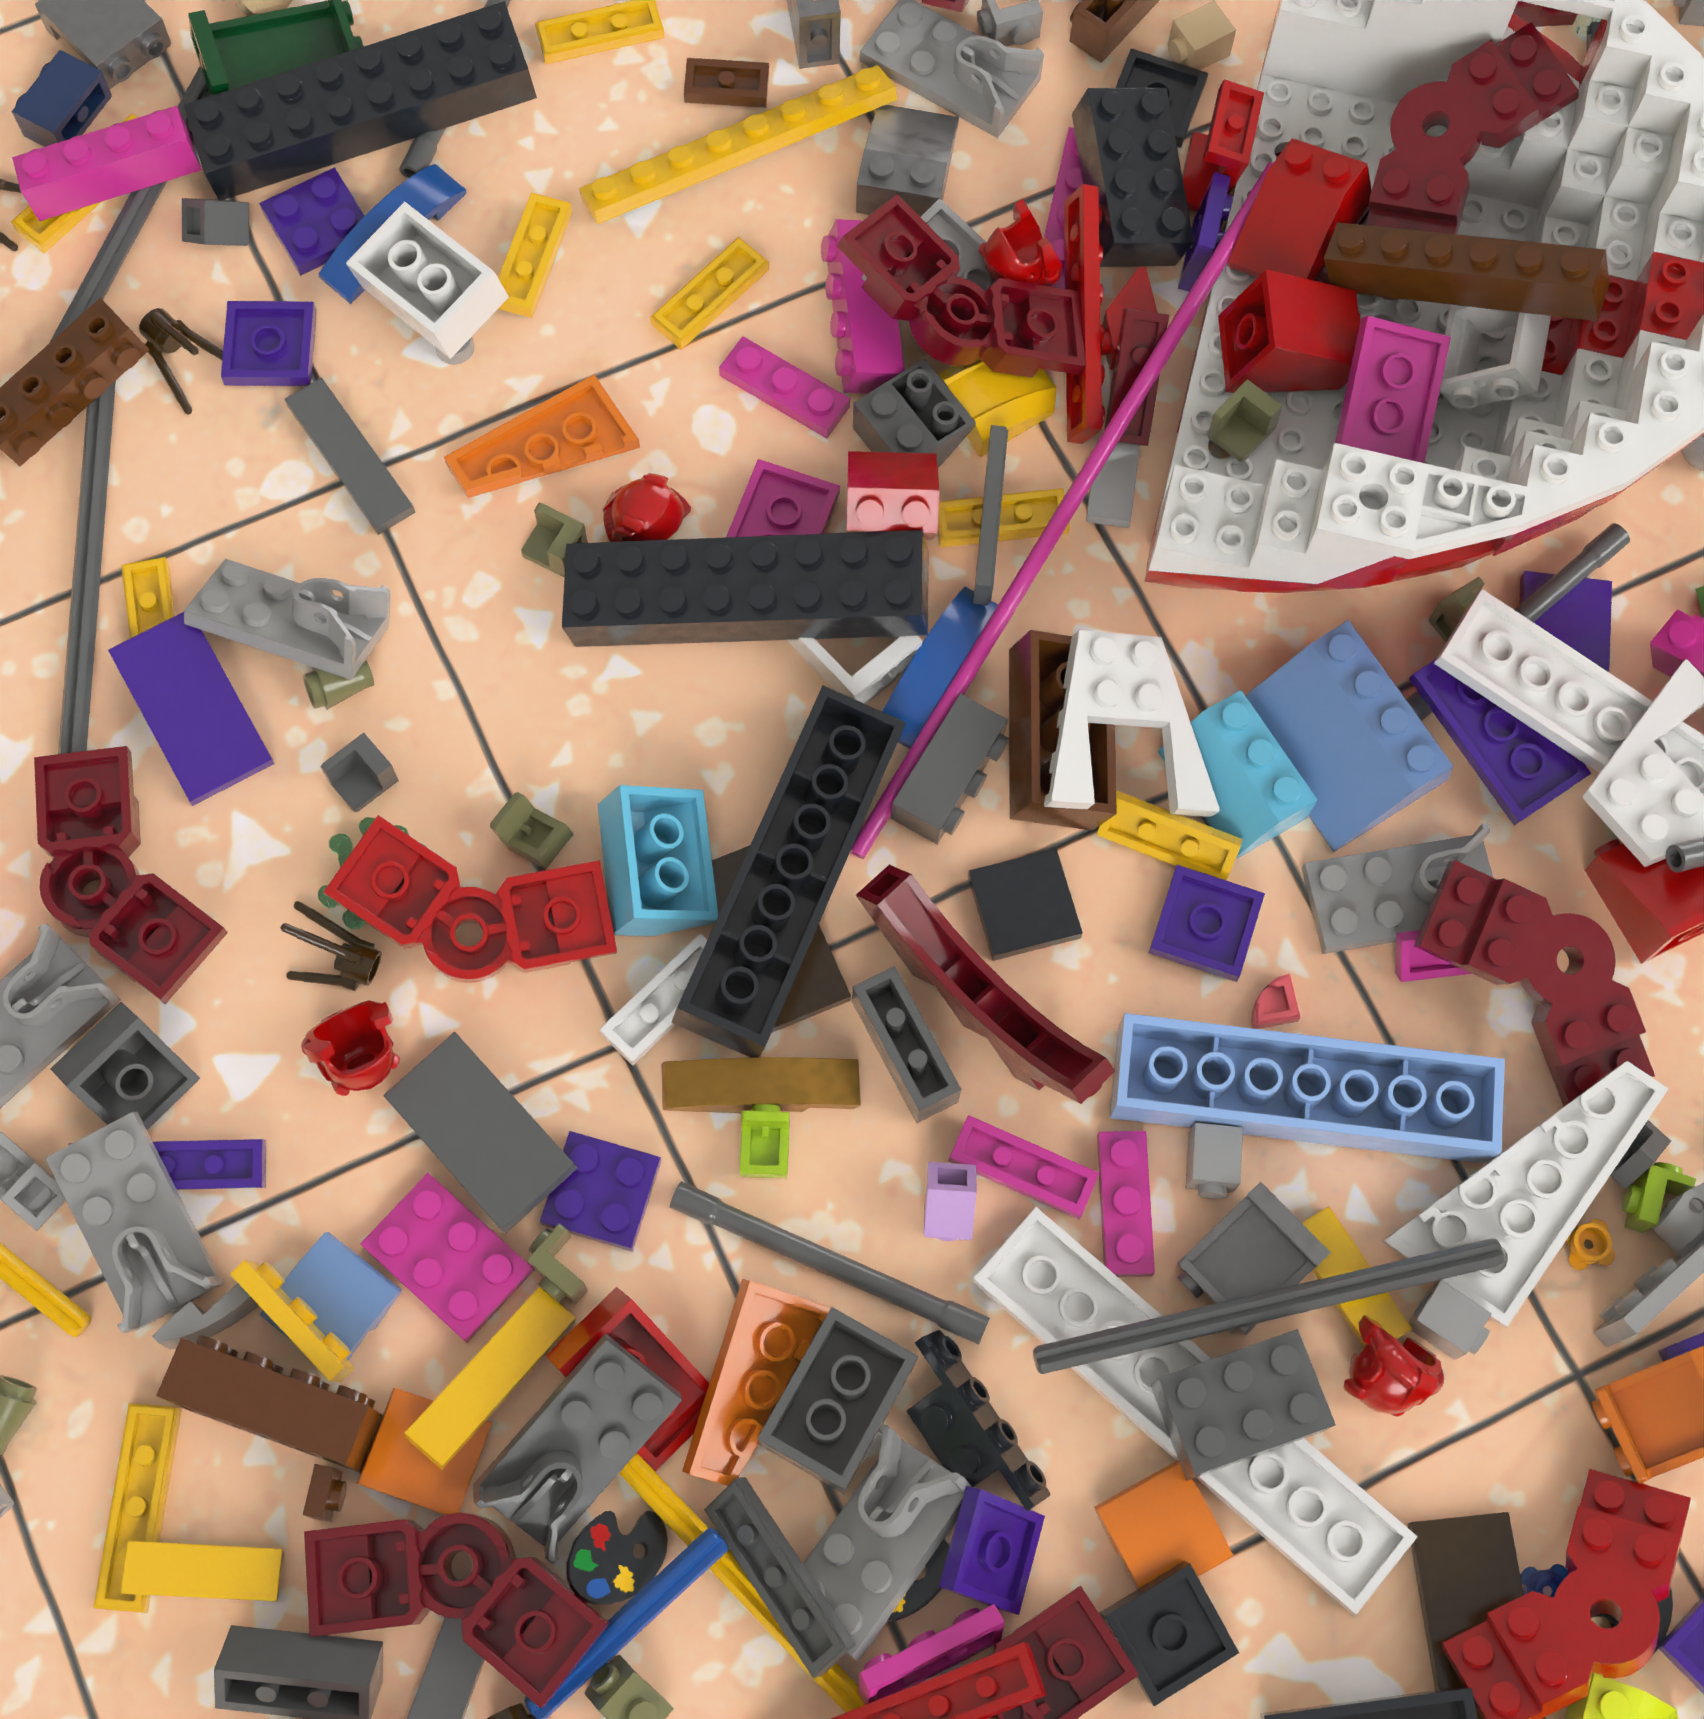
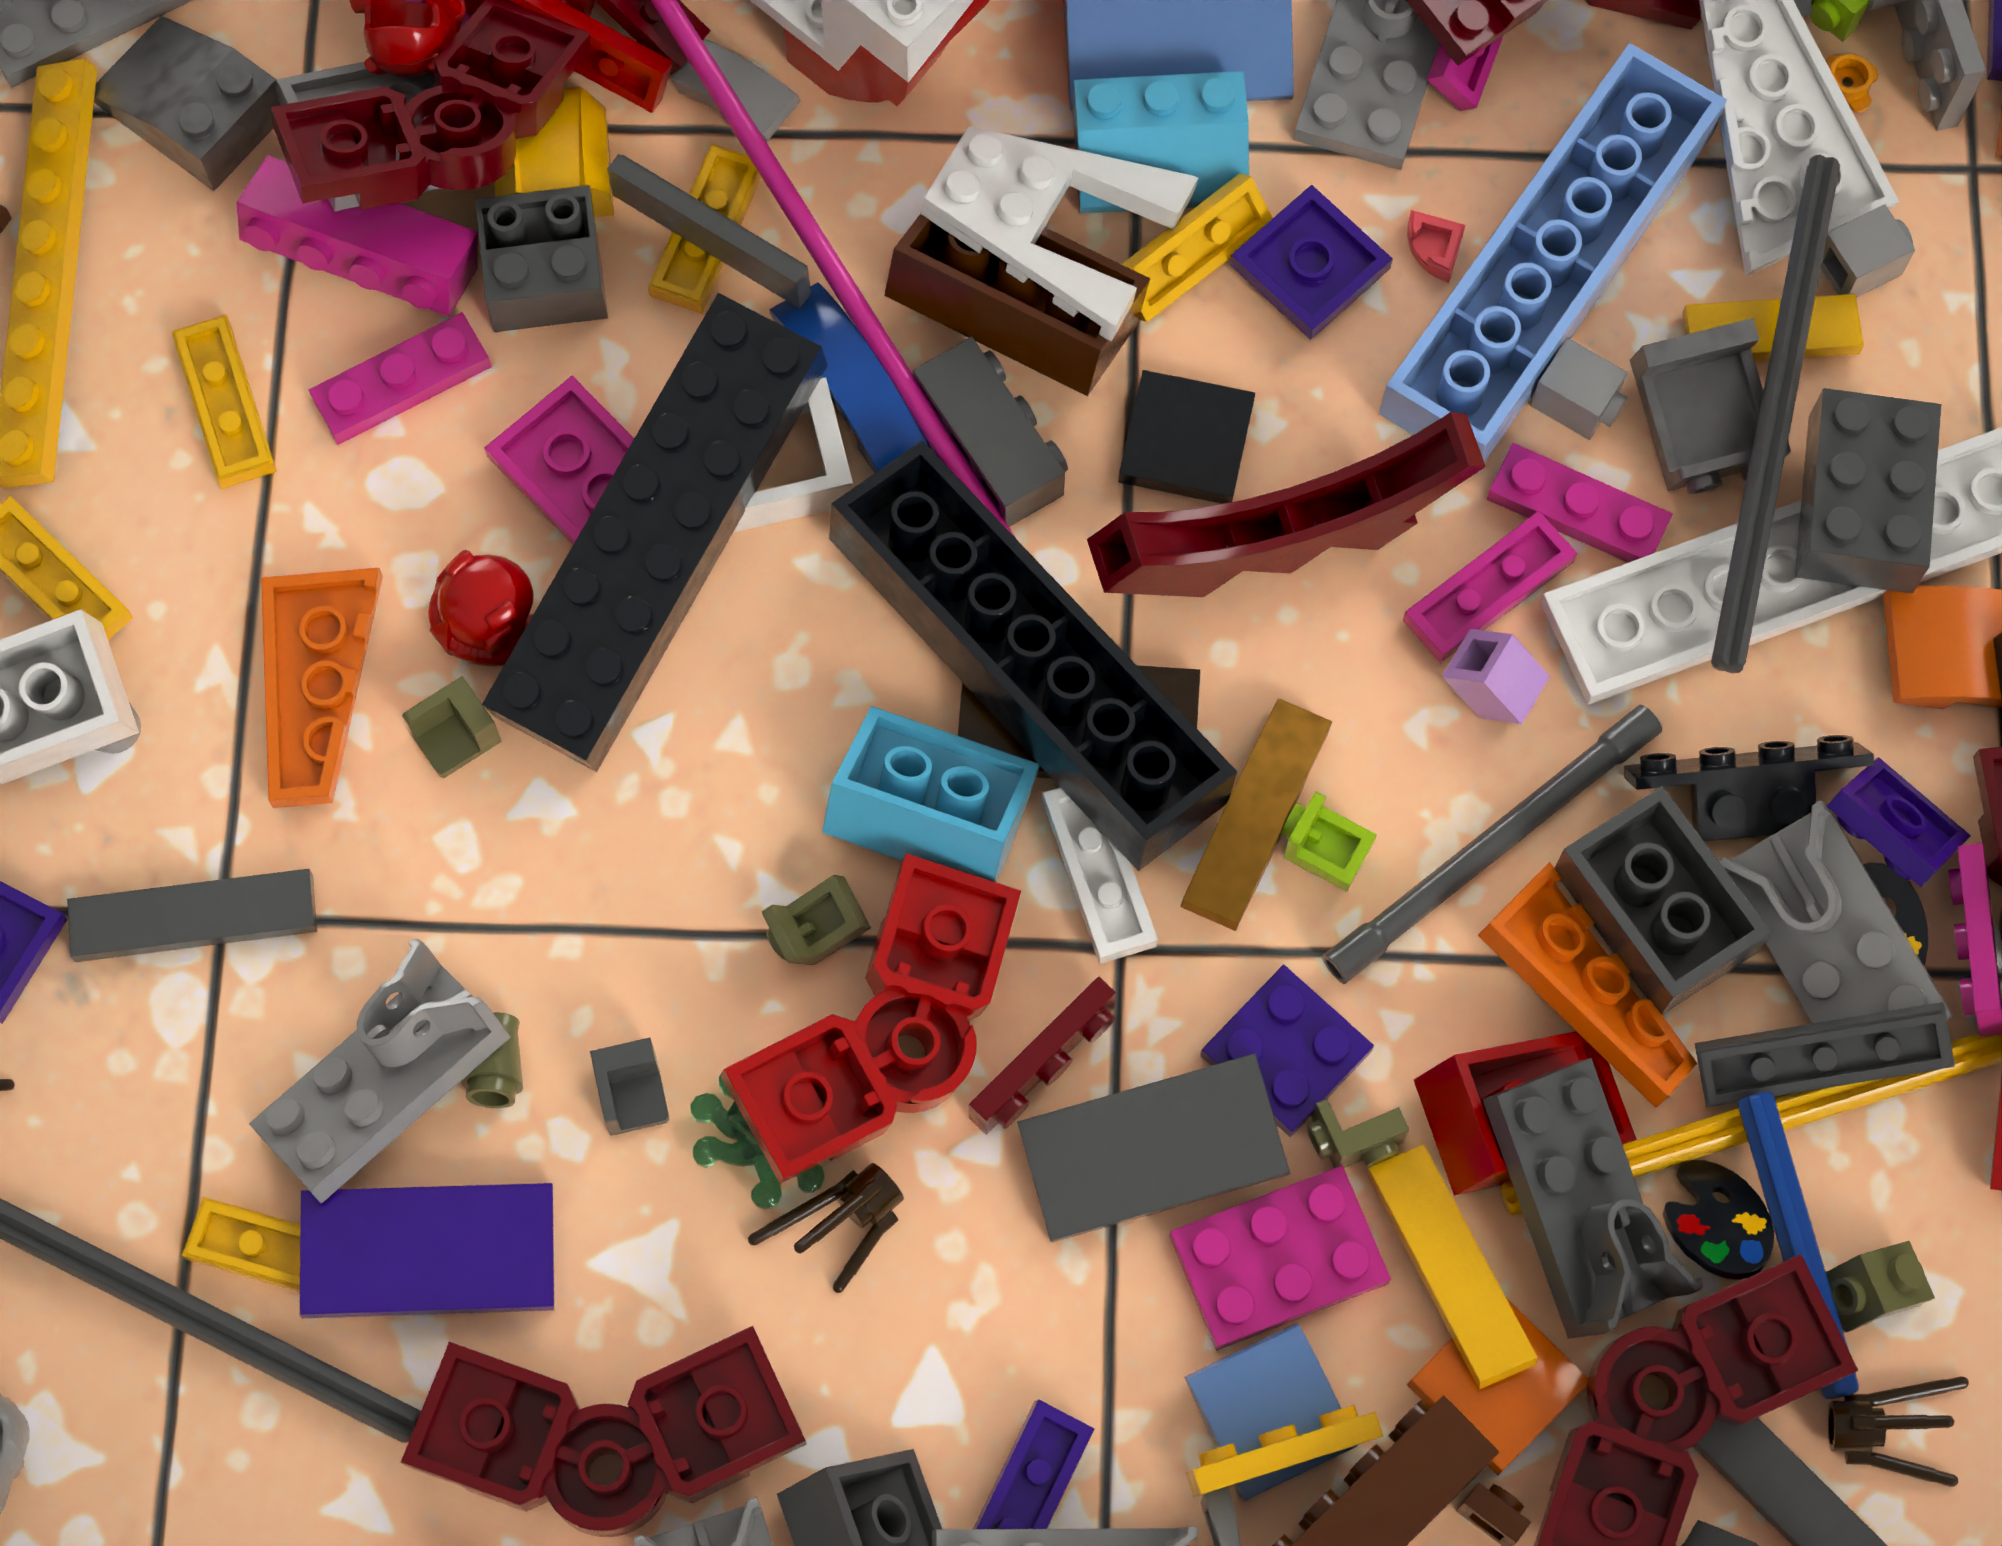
camera: 60 degrees left, 0 degrees up
(353, 1047) = (977, 1241): red helmet -> none
(510, 1027) = (1044, 1057): none -> dark red plate
(892, 492) = (638, 314): red slope -> none
(905, 1044) = (1295, 634): dark grey brick -> none
(1390, 1374) = (1899, 330): red helmet -> none

